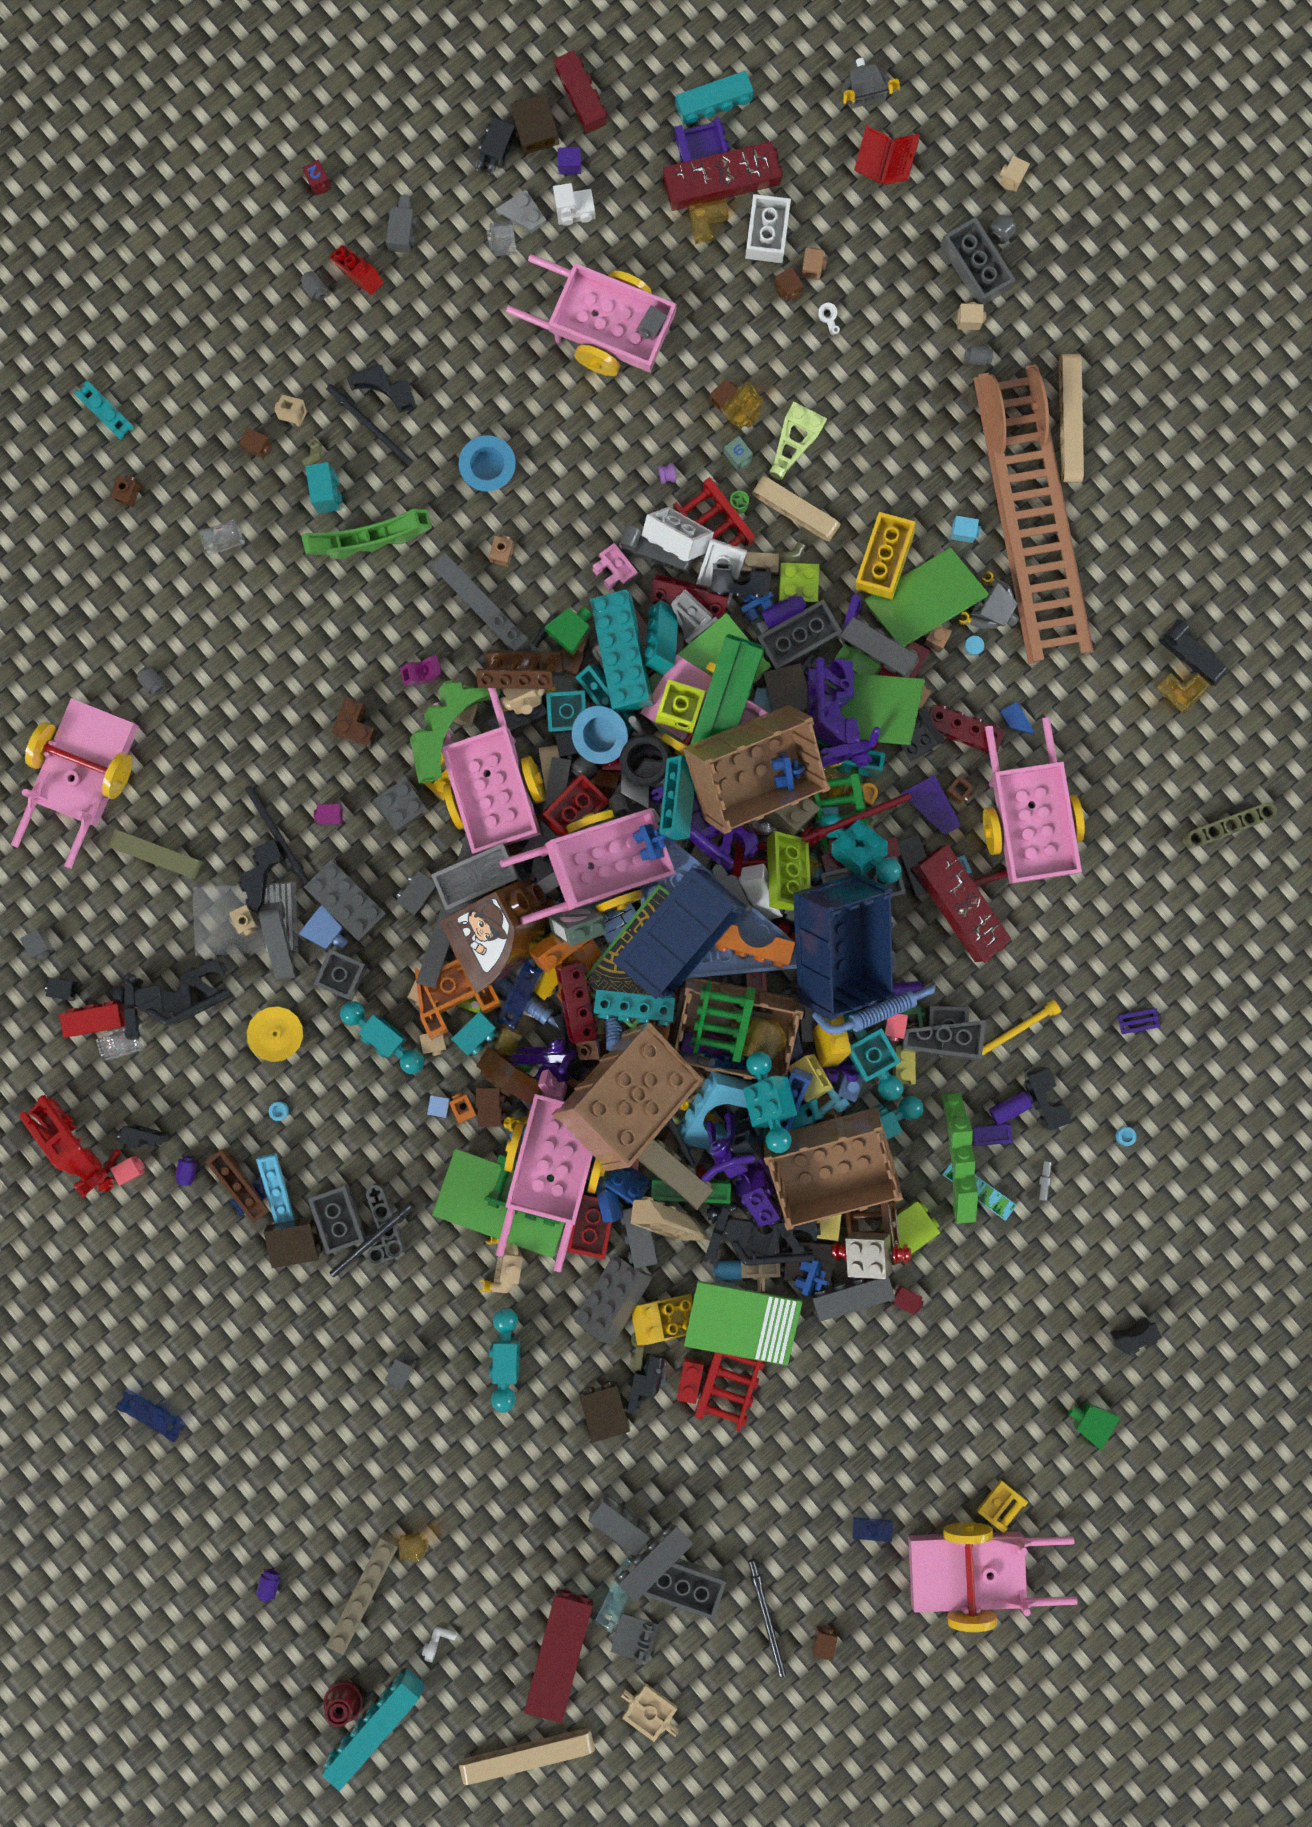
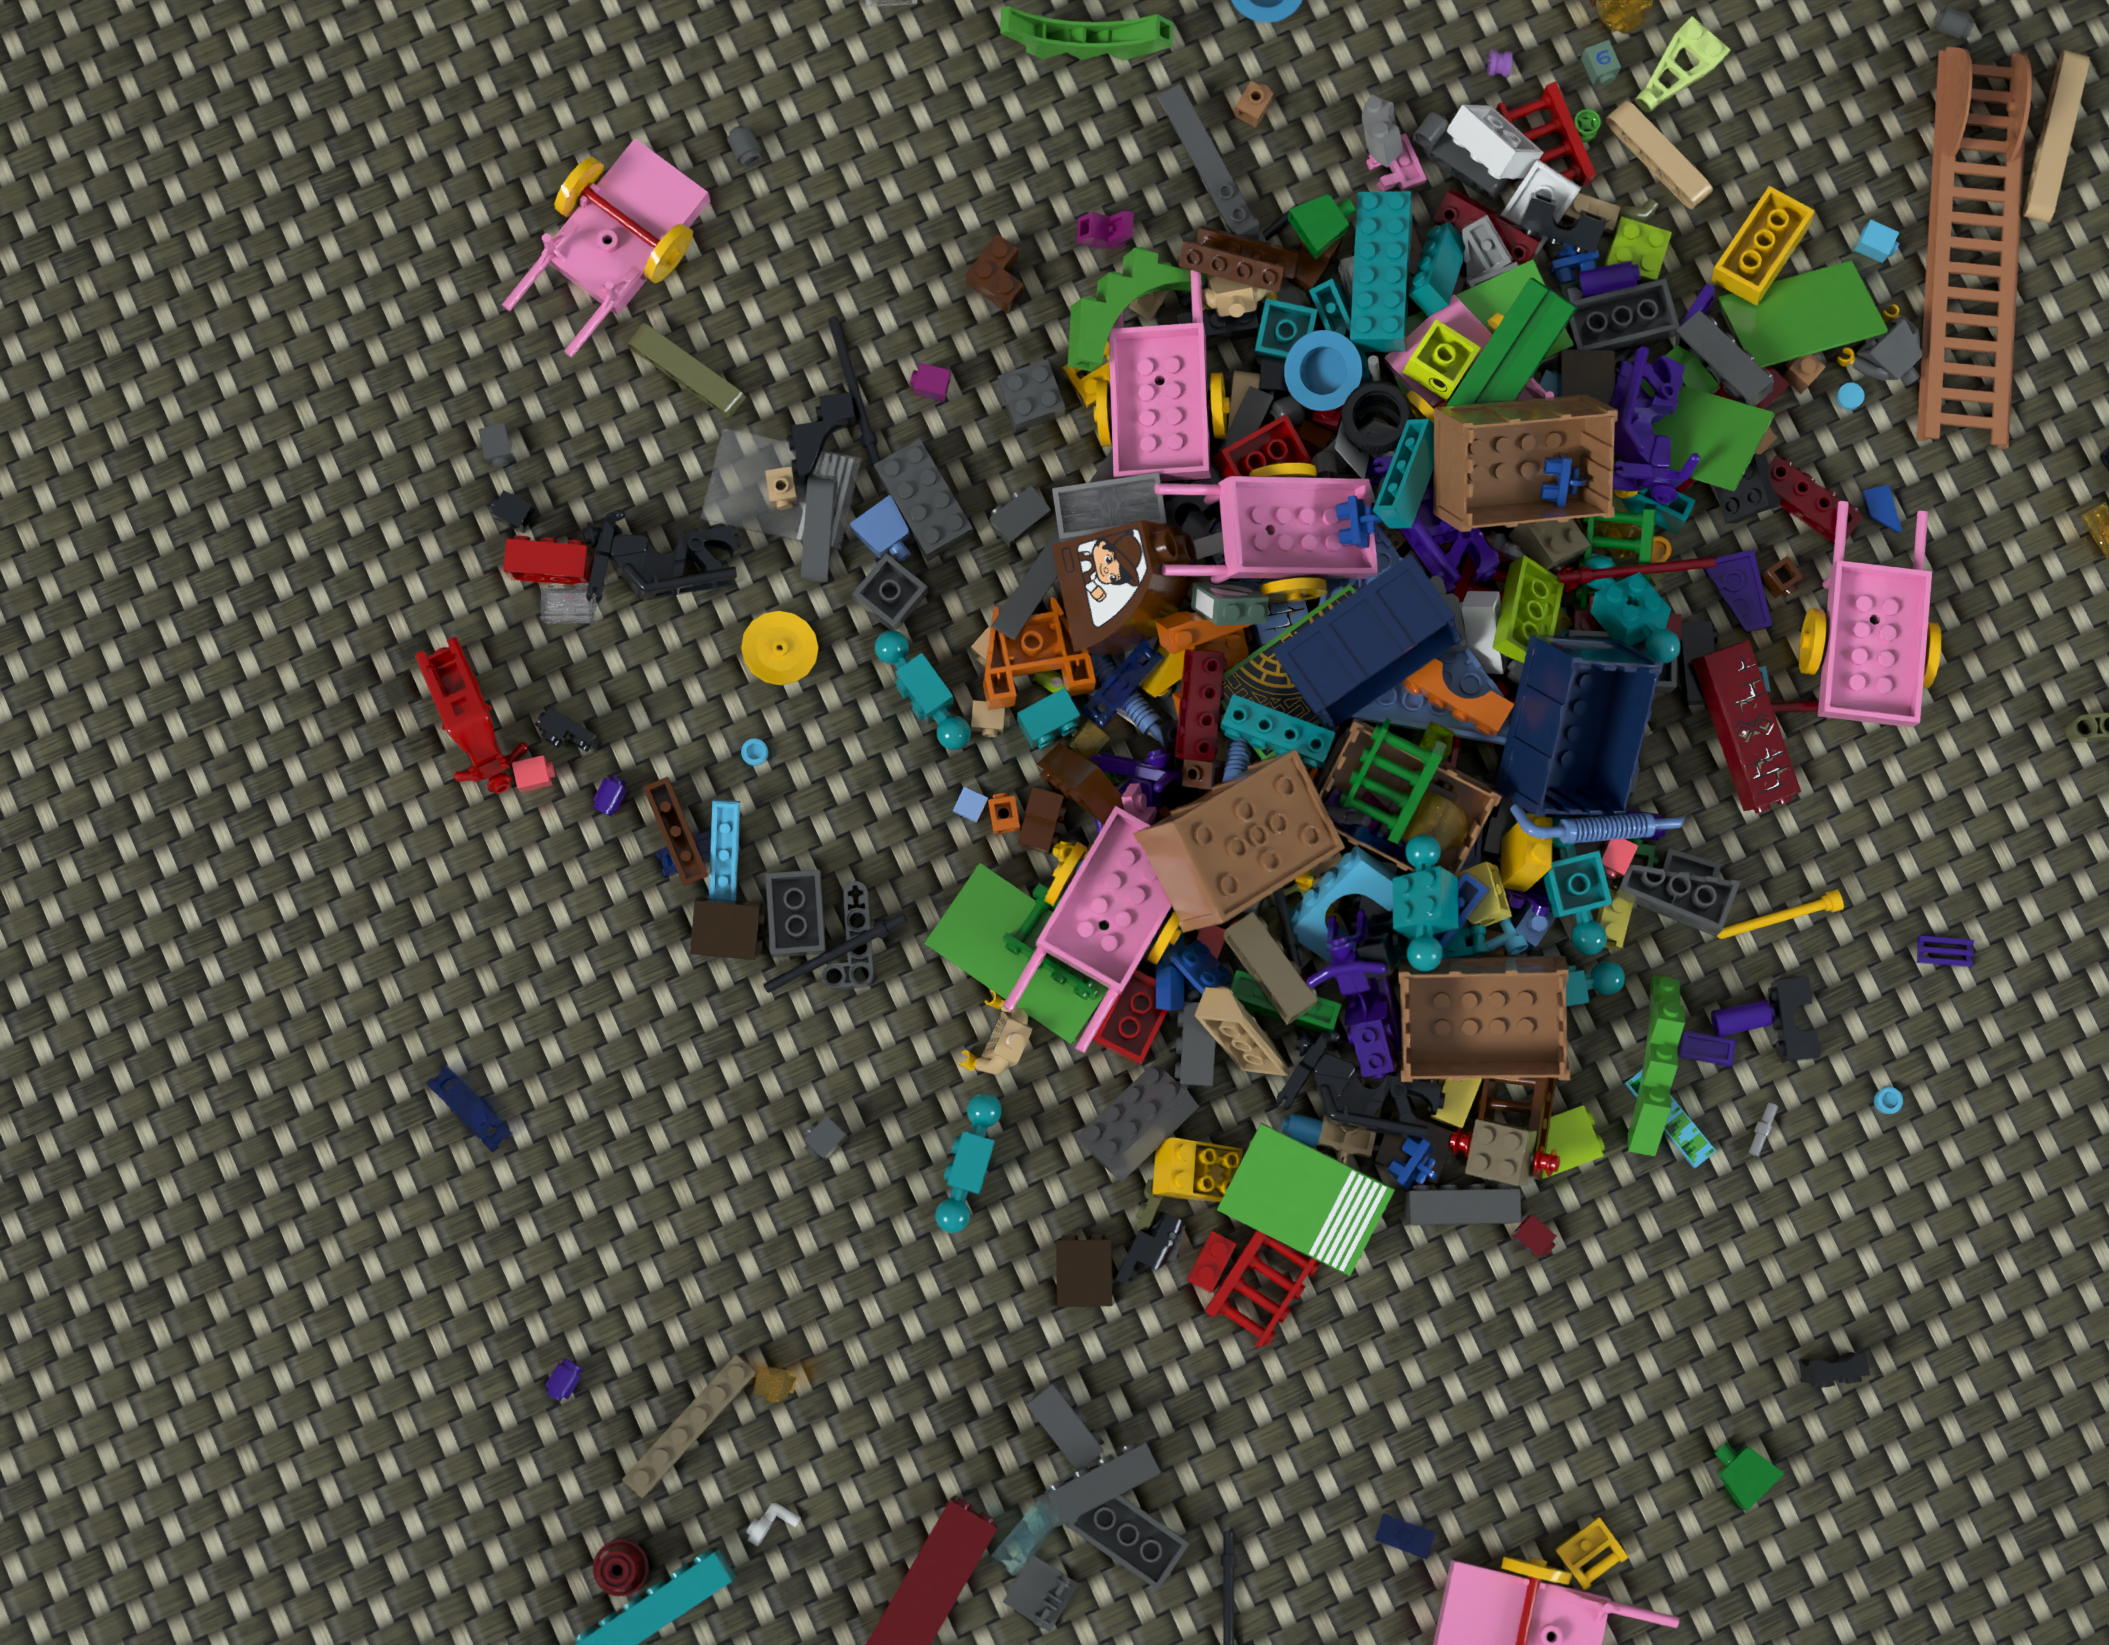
camera: 10 degrees right, 5 degrees down
(594, 546) = (1381, 130): none -> light grey brick
(748, 978) = (1437, 733): none -> clear neon green slope

